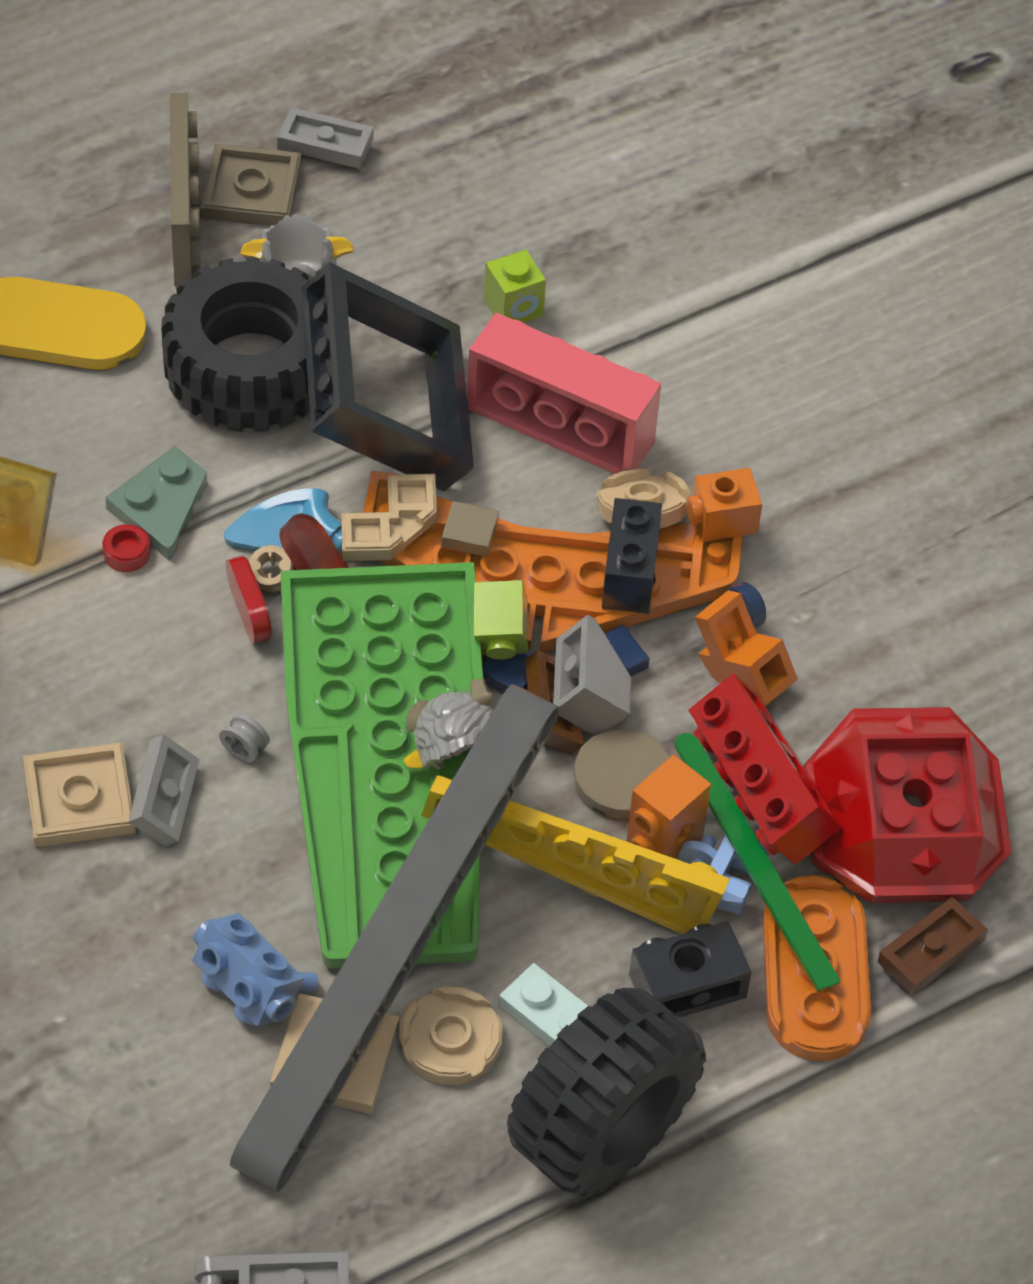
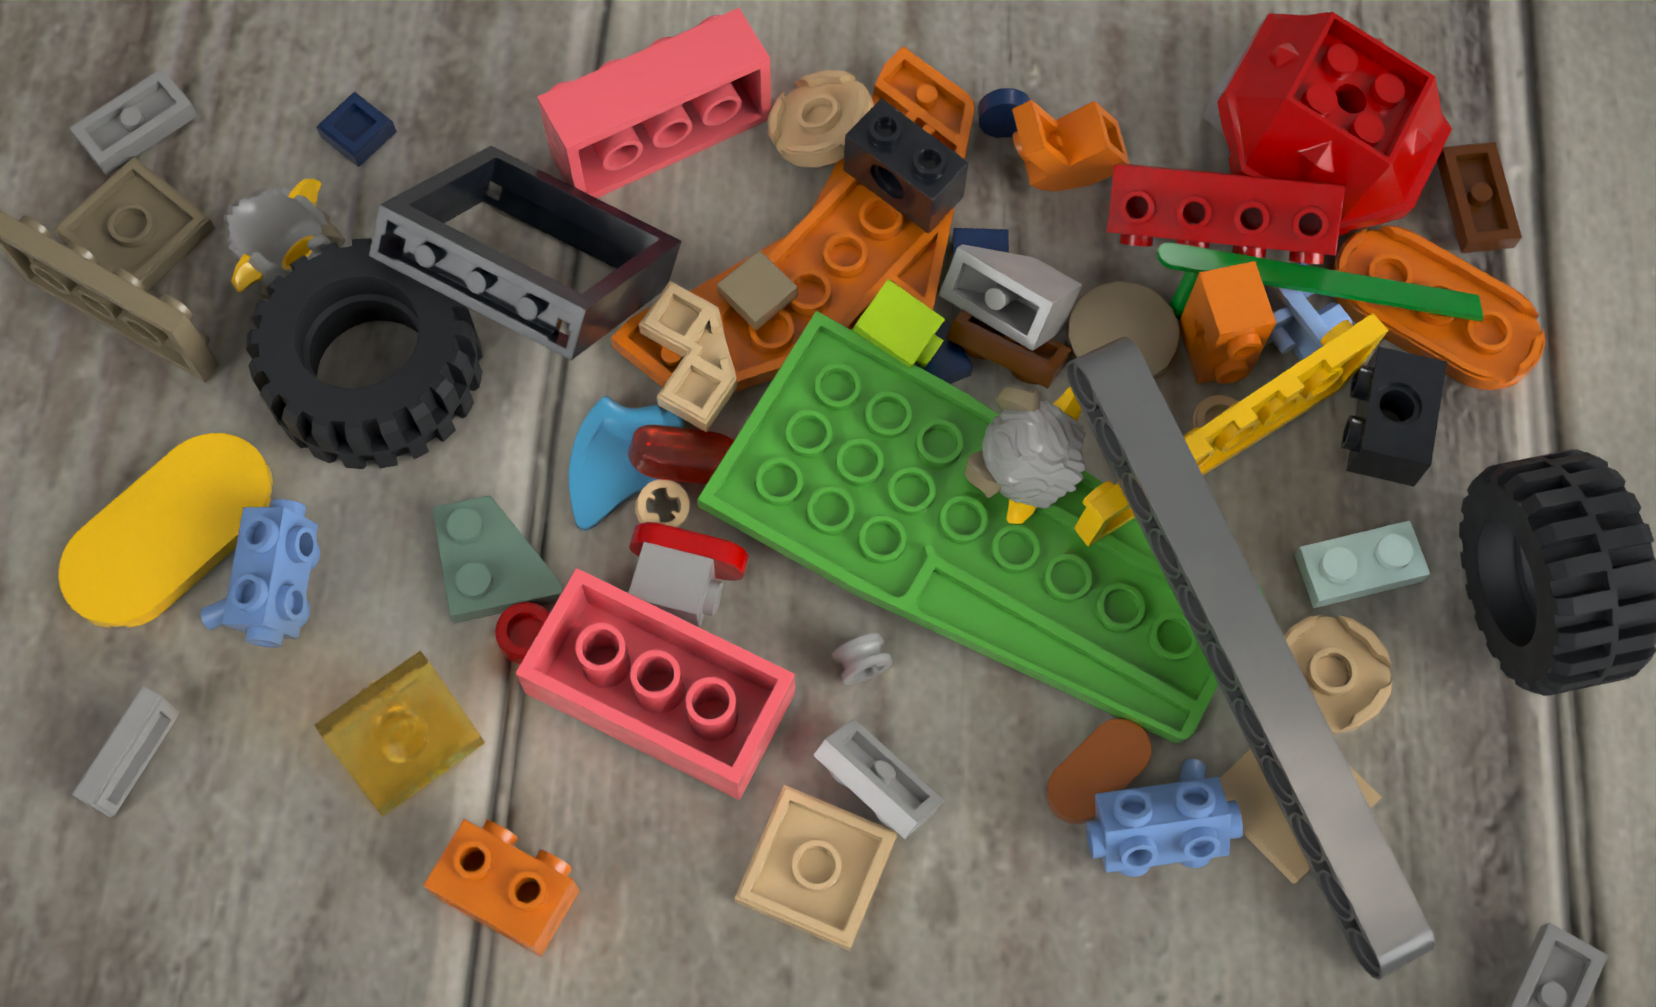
camera: 55 degrees left, 15 degrees up
(61, 384) = (269, 575): none -> medium blue brick
(136, 627) = (657, 683): none -> coral brick
(215, 603) = (677, 583): none -> light grey brick
(284, 924) = (1100, 764): none -> dark orange tile
(421, 255) = (356, 129): none -> dark blue tile
(515, 287) = (477, 70): lime brick -> none
(725, 504) = (896, 49): orange brick -> none

